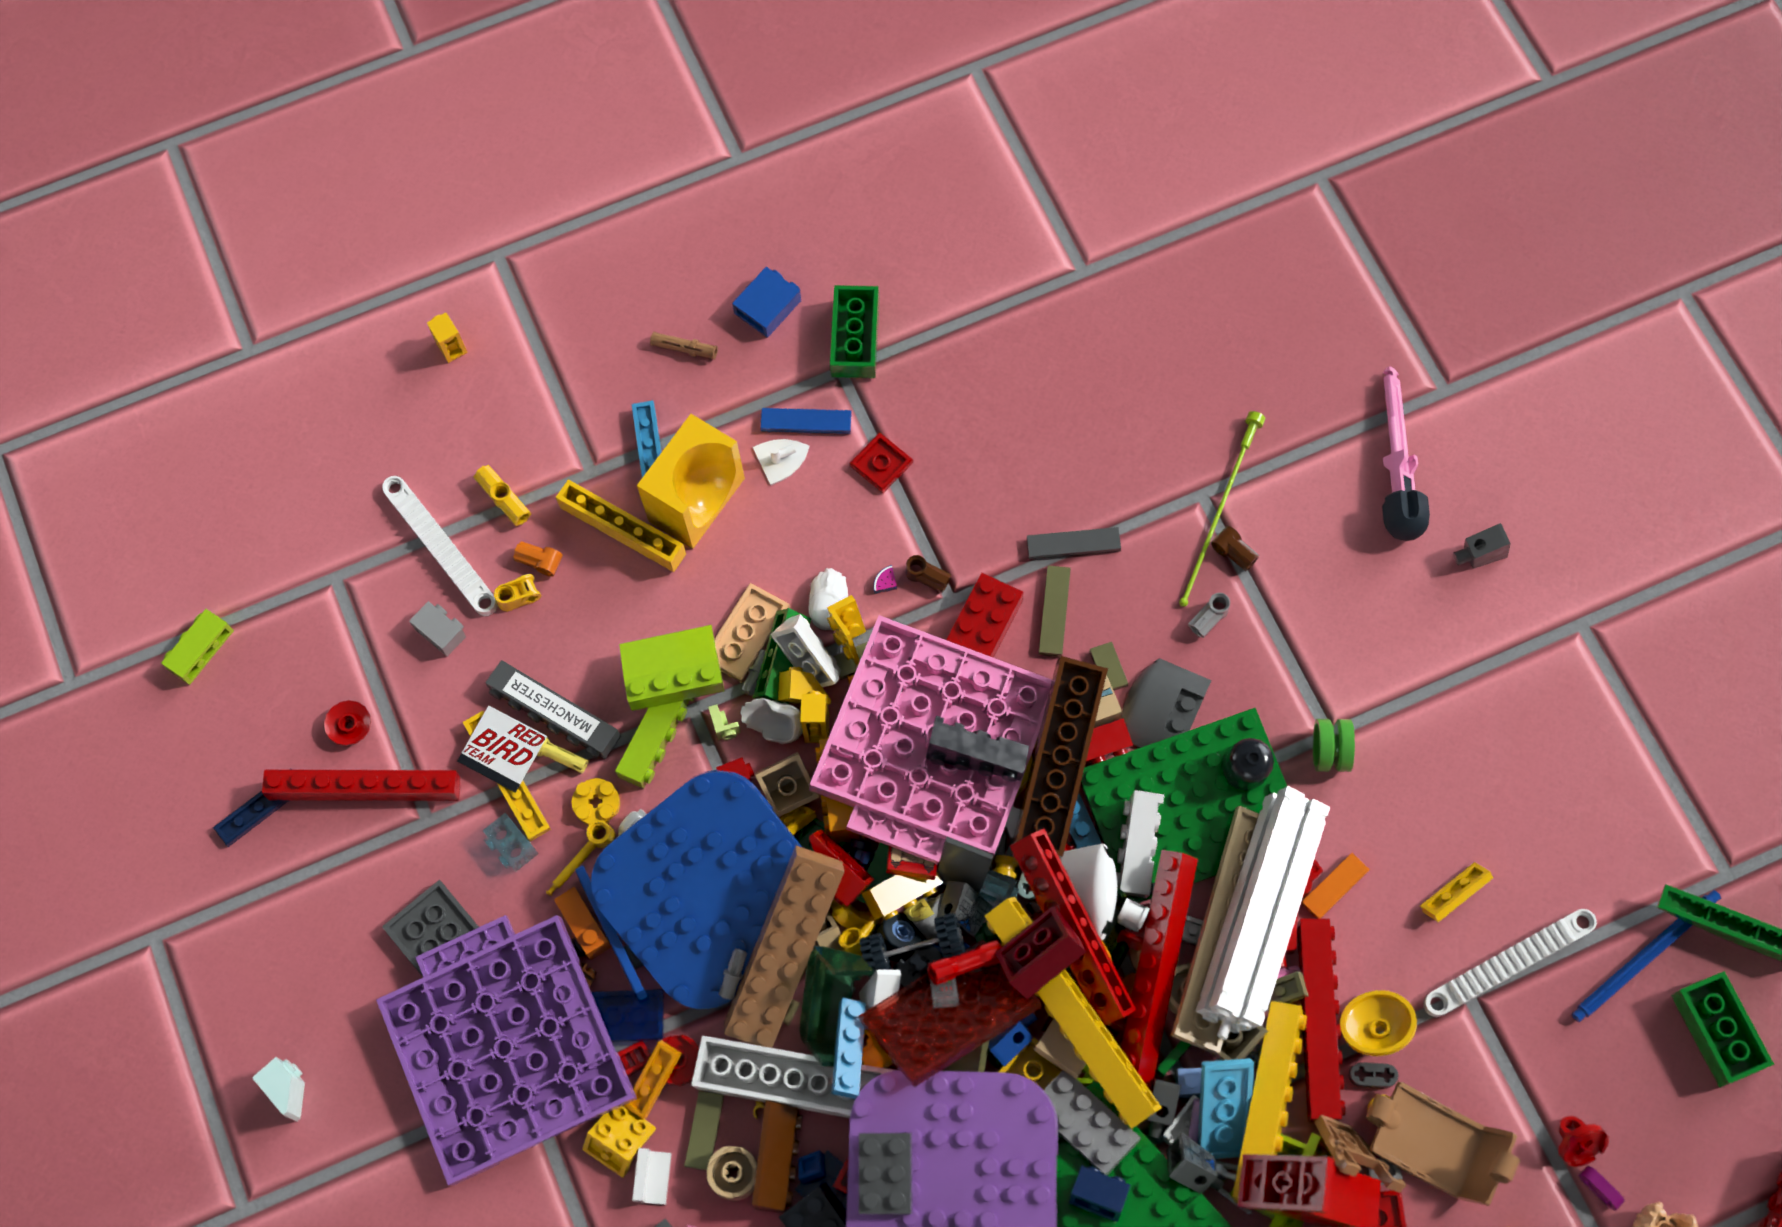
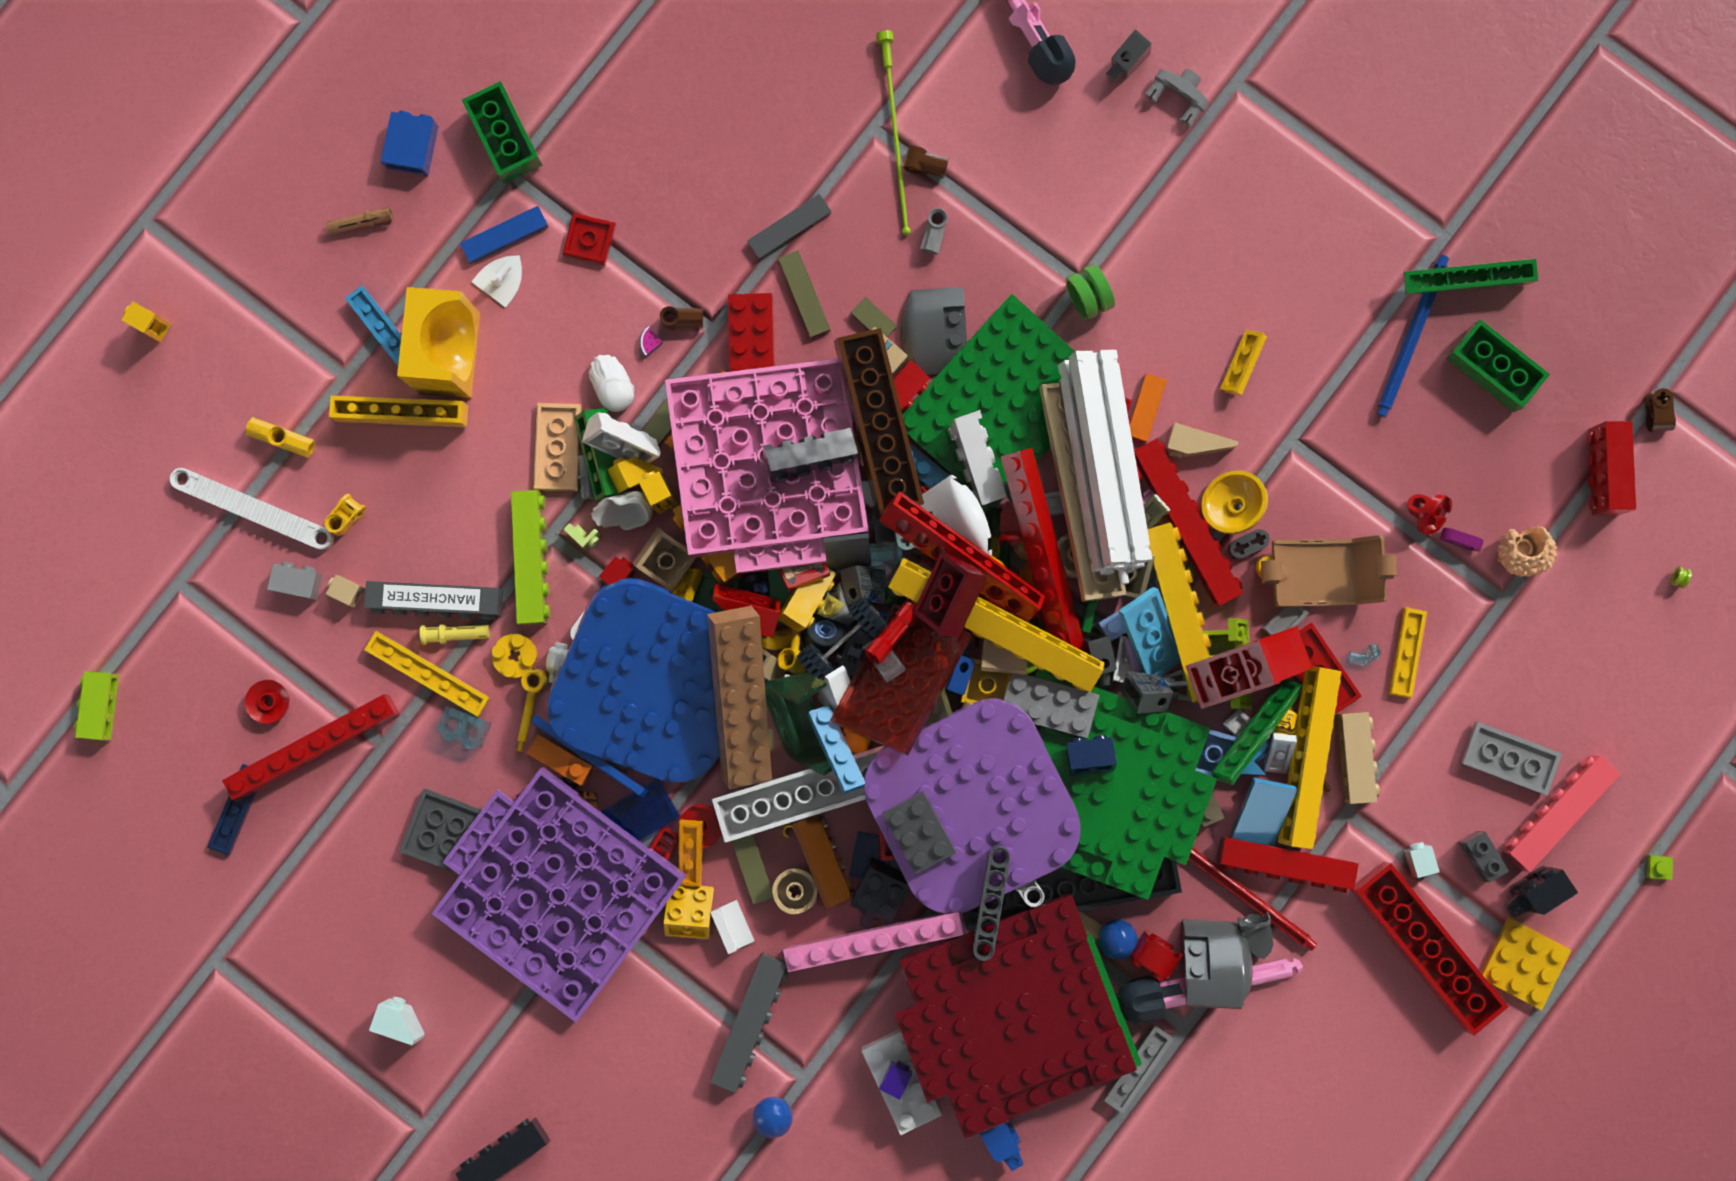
camera: 30 degrees left, 15 degrees up
(477, 660) = (344, 590): none -> tan brick
(502, 748) = (411, 654): sticker -> none
(543, 560) = (349, 475): orange piece -> none
(671, 668) = (513, 512): lime slope -> none
(733, 974) = (709, 739): light grey axle -> none
(811, 1166) = (853, 851): blue tile -> none
(847, 625) = (638, 397): yellow bracket -> none
(1005, 865) = (879, 534): yellow wheel -> none
(1132, 915) = (1004, 519): white piece -> none
(1247, 764) = (1030, 345): black cylinder -> none
(1352, 1151) = (1262, 614): medium nougat wing -> none
(1366, 944) = (1189, 442): none -> tan slope
(1510, 962) = (1311, 397): white gear -> none
(1526, 602) = (1184, 86): none -> light grey connector

